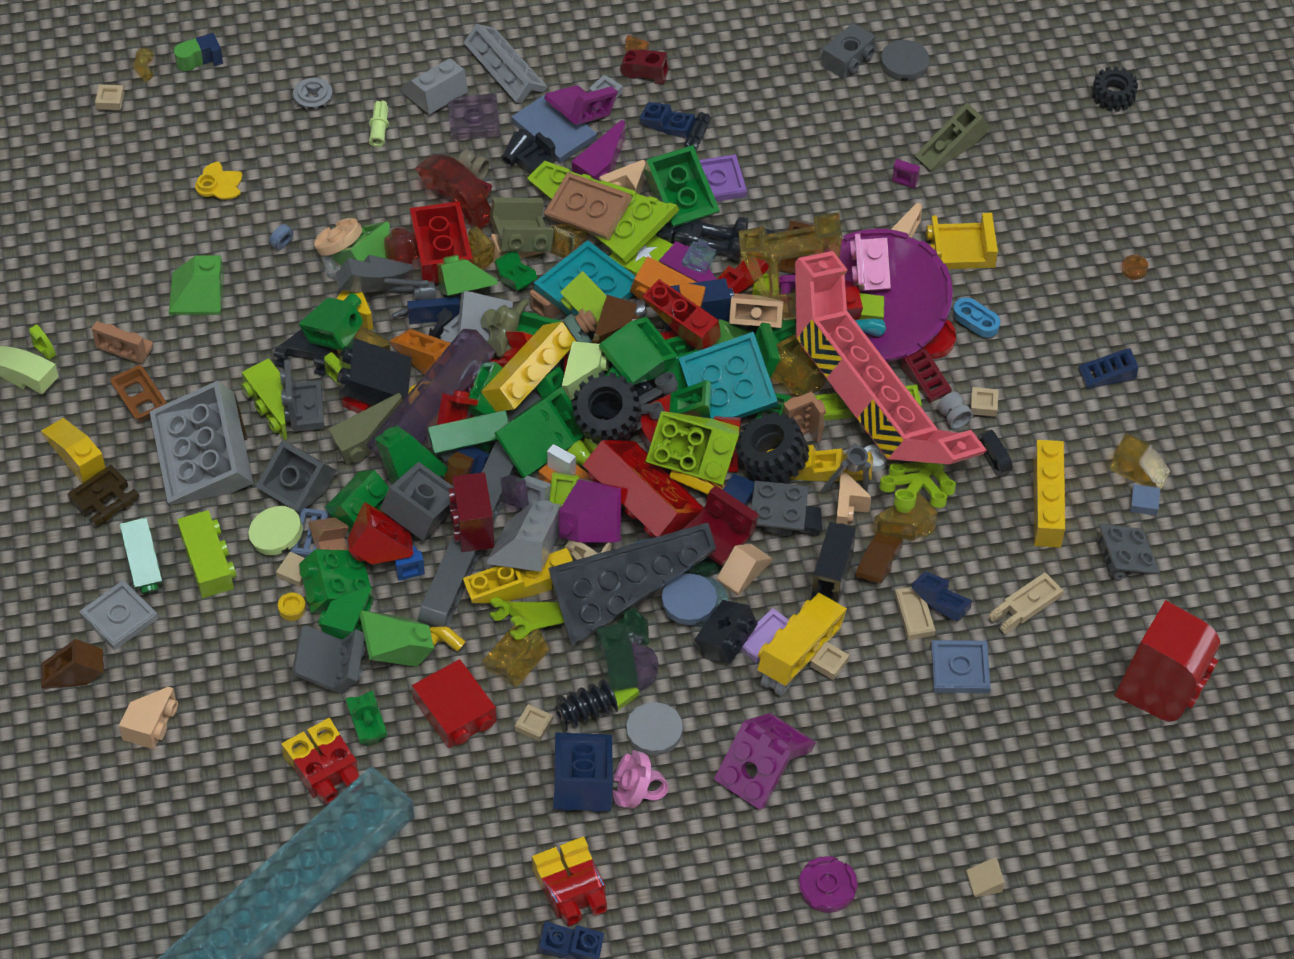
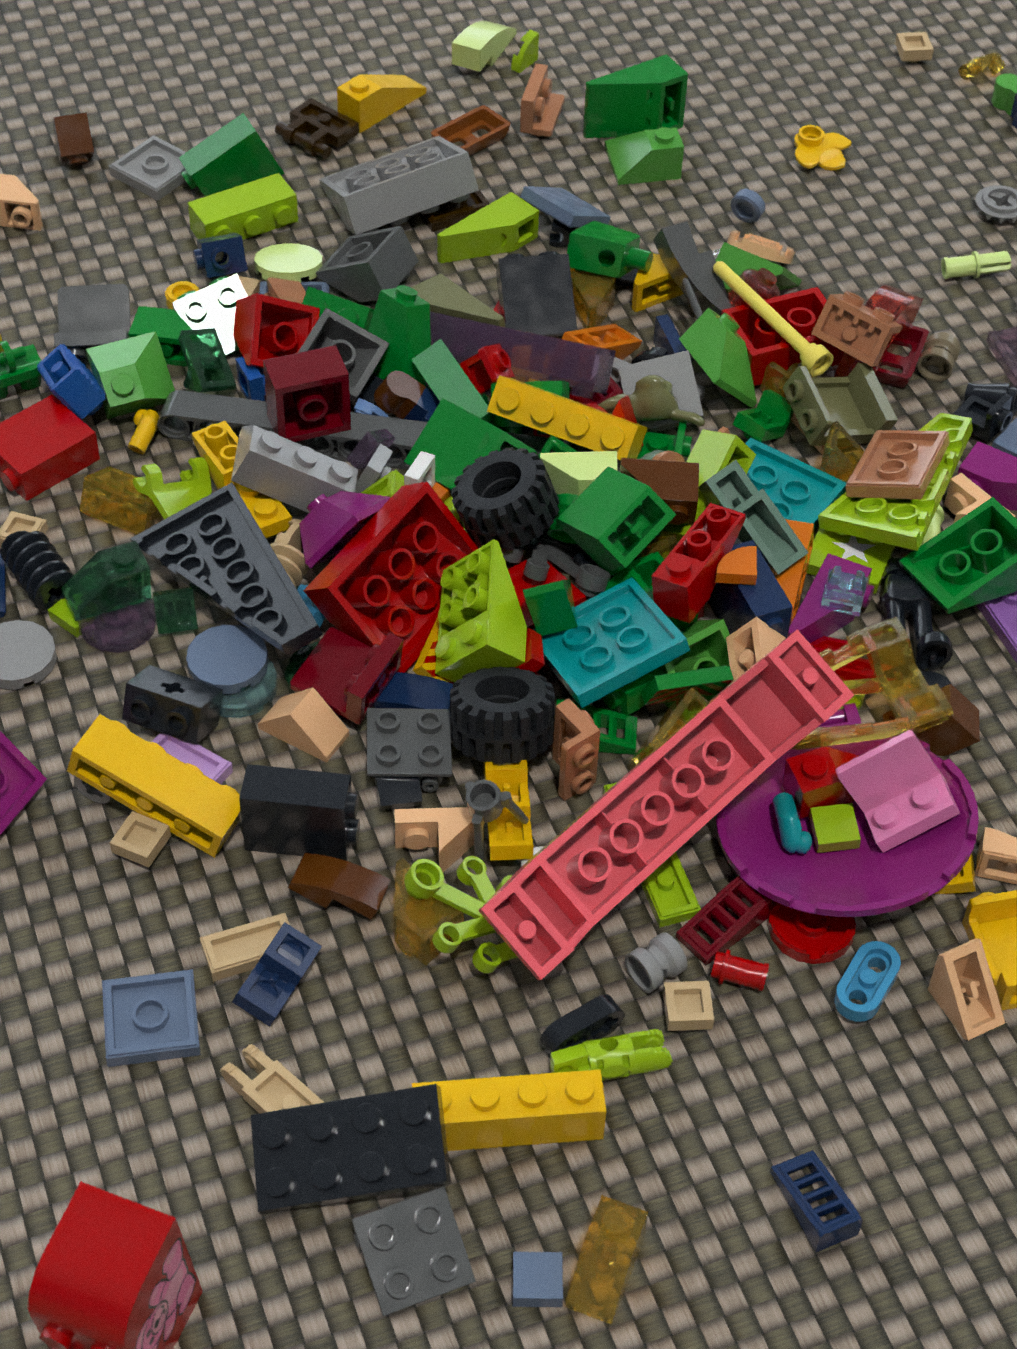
camera: 80 degrees right, 5 degrees down
(147, 271) = (636, 99): none -> green slope
(259, 344) = (563, 206): none -> sand blue tile
(262, 569) = (231, 260): none -> dark blue brick
(301, 401) = (480, 236): dark grey bracket -> none
(399, 671) = (71, 382): none -> blue brick
(402, 585) = (205, 361): none -> clear green slope
(472, 191) = (855, 327): none -> nougat bracket
(486, 223) = (813, 356): none -> light yellow piece
(635, 284) = (763, 520): none -> sand green slope
(960, 378) = (739, 970): none -> red pin
(988, 274) = (966, 990): none -> light nougat slope
(1016, 442) = (615, 1055): none -> lime hinge
(1073, 564) = (350, 1149): none -> black plate

